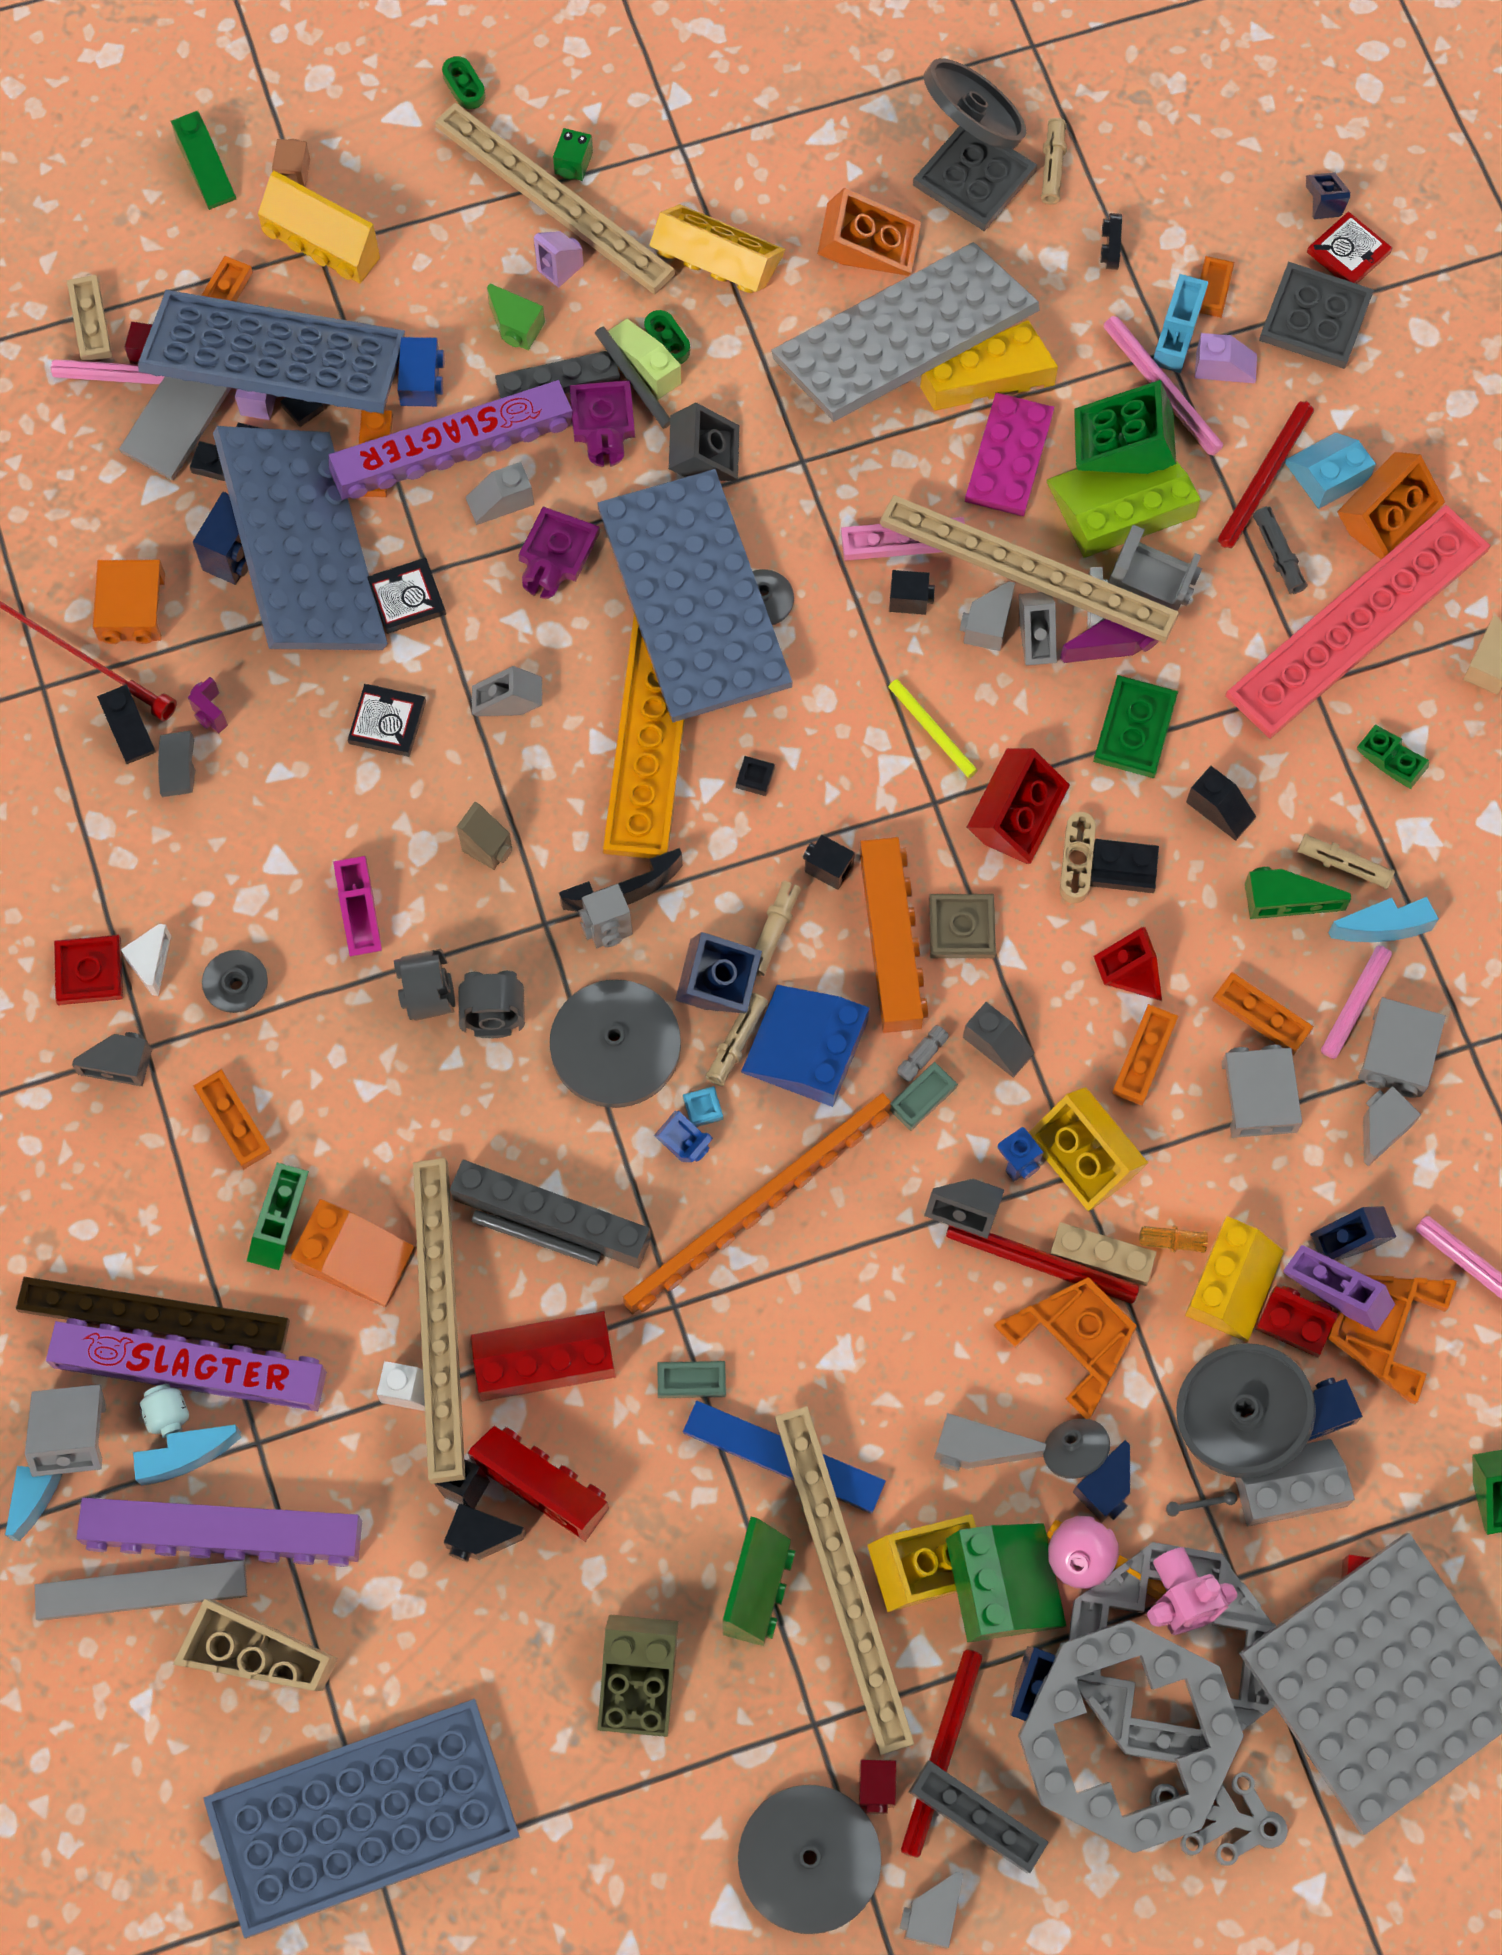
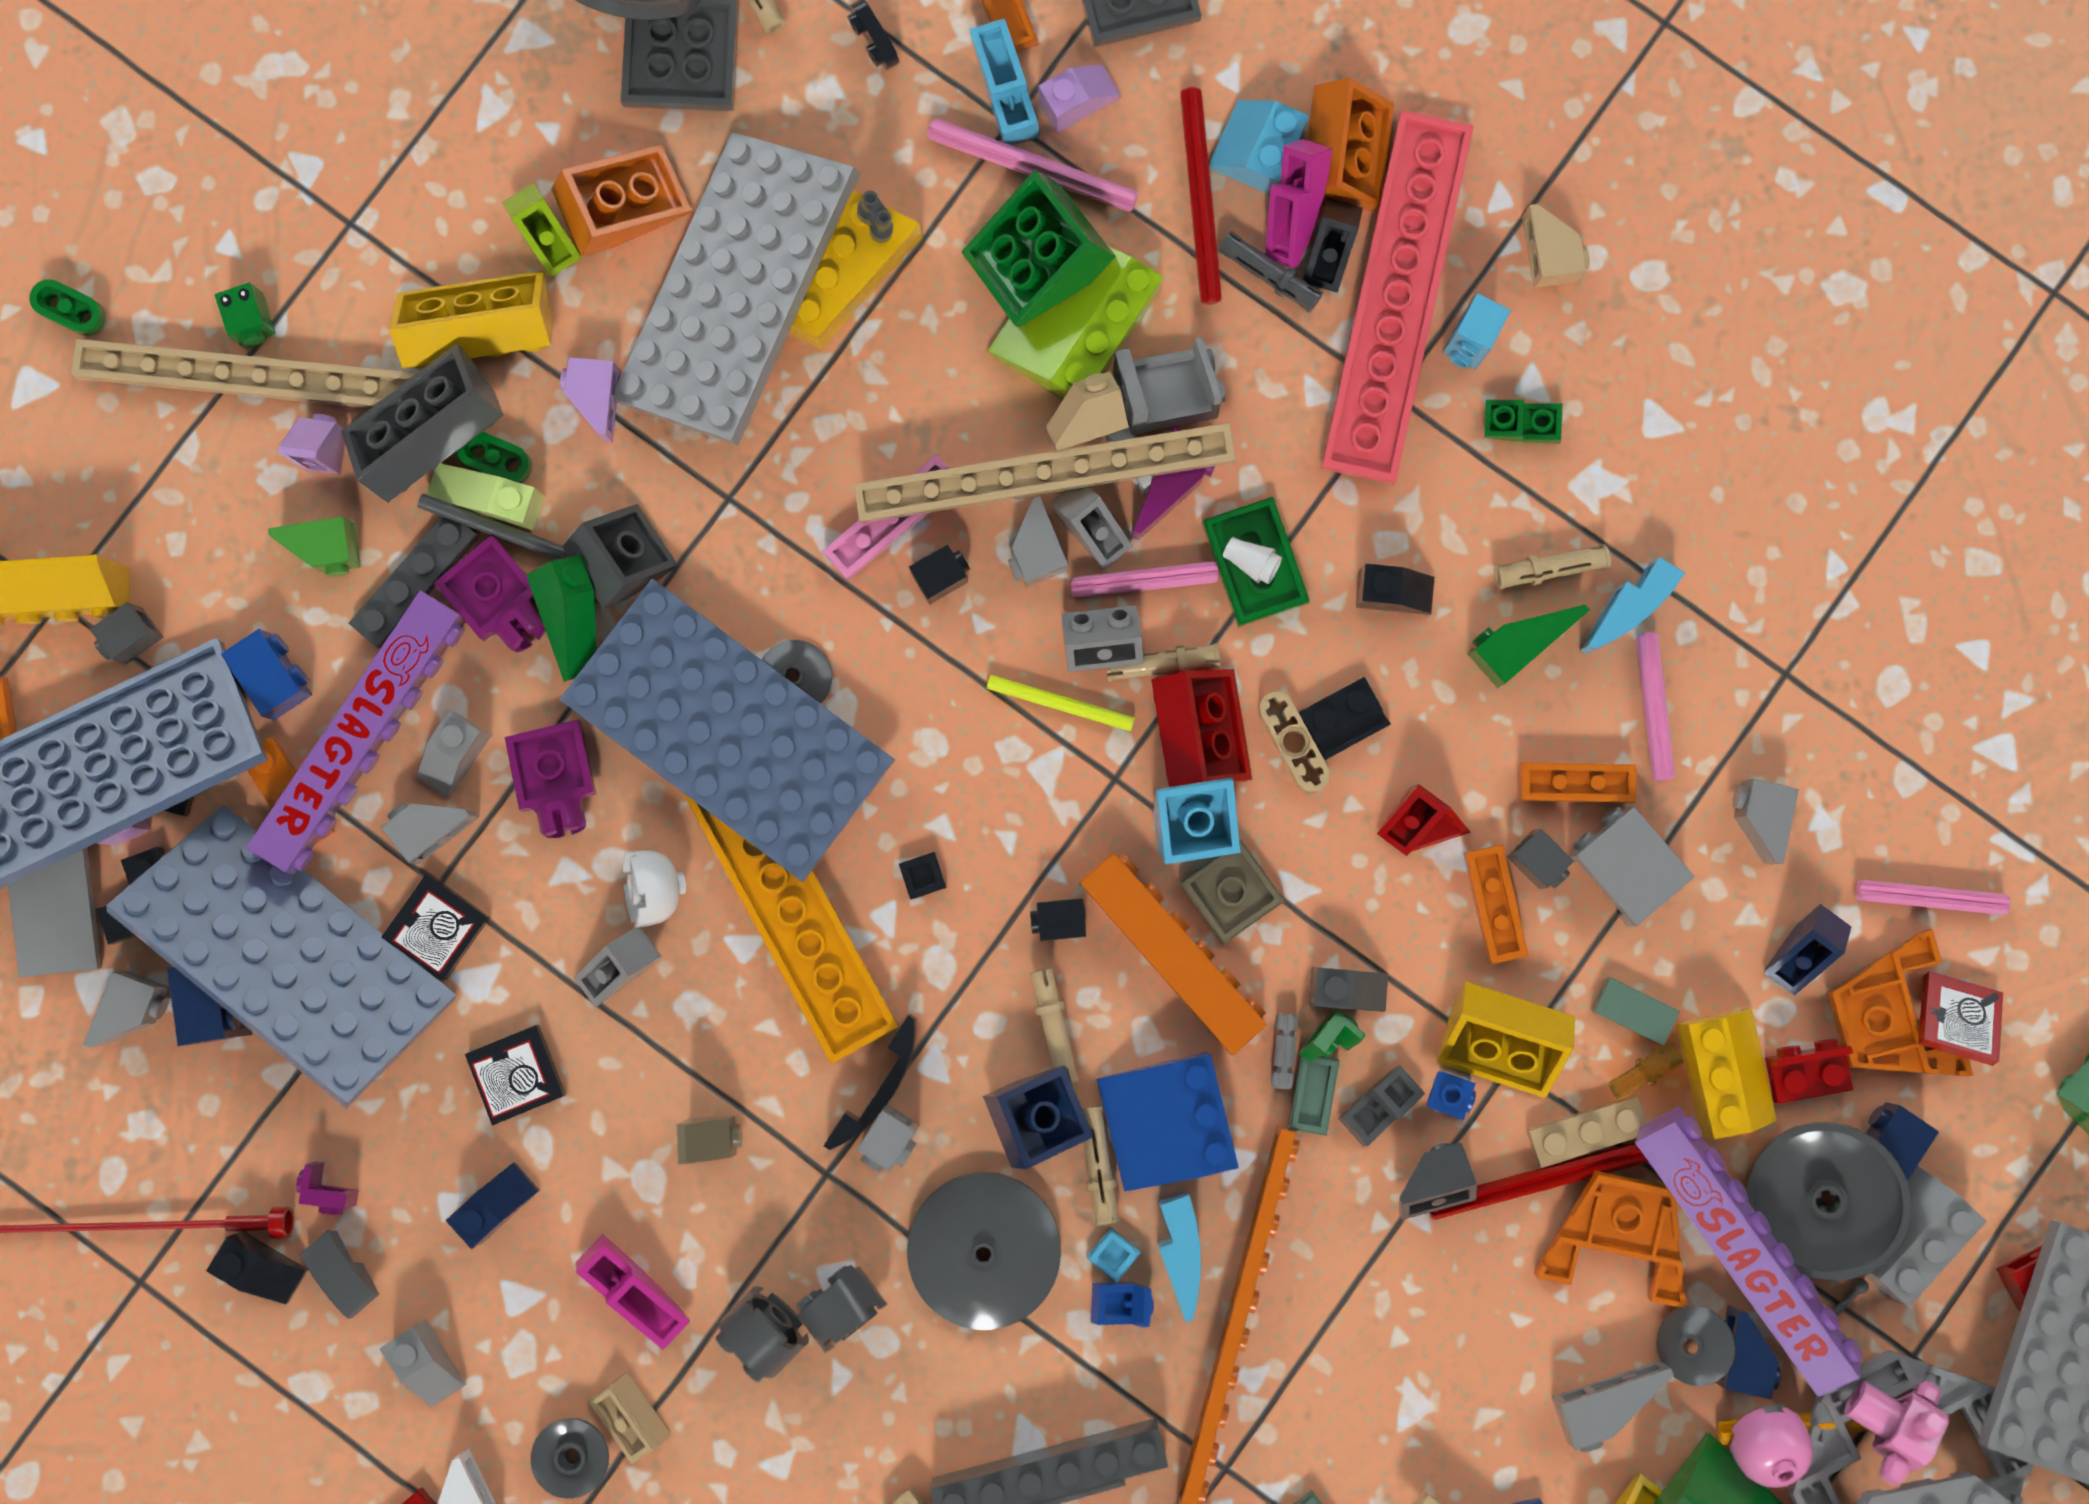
camera: 35 degrees left, 15 degrees up
(127, 600) = (155, 1137): orange panel -> none
(169, 512) = (126, 1007): none -> light grey slope
(185, 855) = (423, 1364): none -> light grey slope
(292, 987) = (629, 1418): none -> tan slope
(308, 788) = (492, 1206): none -> dark blue slope
(348, 291) = (125, 633): none -> dark grey brick
(450, 529) = (423, 829): none -> light grey slope
(569, 658) = (651, 887): none -> white cylinder
(636, 284) = (421, 424): none -> dark grey slope
(644, 452) = (567, 611): none -> green slope
(752, 1133) = (1182, 1251): none -> medium azure slope
(761, 335) = (591, 389): none -> lavender slope
(803, 223) = (541, 230): none -> lime slope
(963, 1057) = (1332, 1032): none -> green bracket
(965, 1136) = (1381, 1105): none -> dark grey slope
(972, 850) = (1196, 821): none -> medium azure slope
(991, 700) = (1102, 638): none -> light grey brick
(1009, 454) = (931, 348): dark pink plate -> none
(1010, 739) = (1169, 662): none -> tan pin
(1029, 338) = (872, 212): none -> dark grey piece
(1049, 687) = (1144, 579): none -> bright pink axle
(1087, 547) = (1088, 412): none -> tan slope
(1135, 718) = (1253, 559): none -> white cone
(1162, 1404) = (1750, 1251): none -> medium lavender brick
(1196, 1195) = (1635, 1011): none -> sand green tile
(1199, 1045) = (1541, 860): none -> dark grey brick
(1328, 511) = (1296, 200): none -> dark pink slope
(1336, 558) = (1332, 244): none -> black slope
(1341, 1287) = (1836, 1019): medium lavender slope -> none
(1397, 671) = (1476, 332): none -> medium azure brick
(1402, 1048) = (1733, 727): light grey panel -> none
(1435, 1356) = (1961, 1018): none -> tile

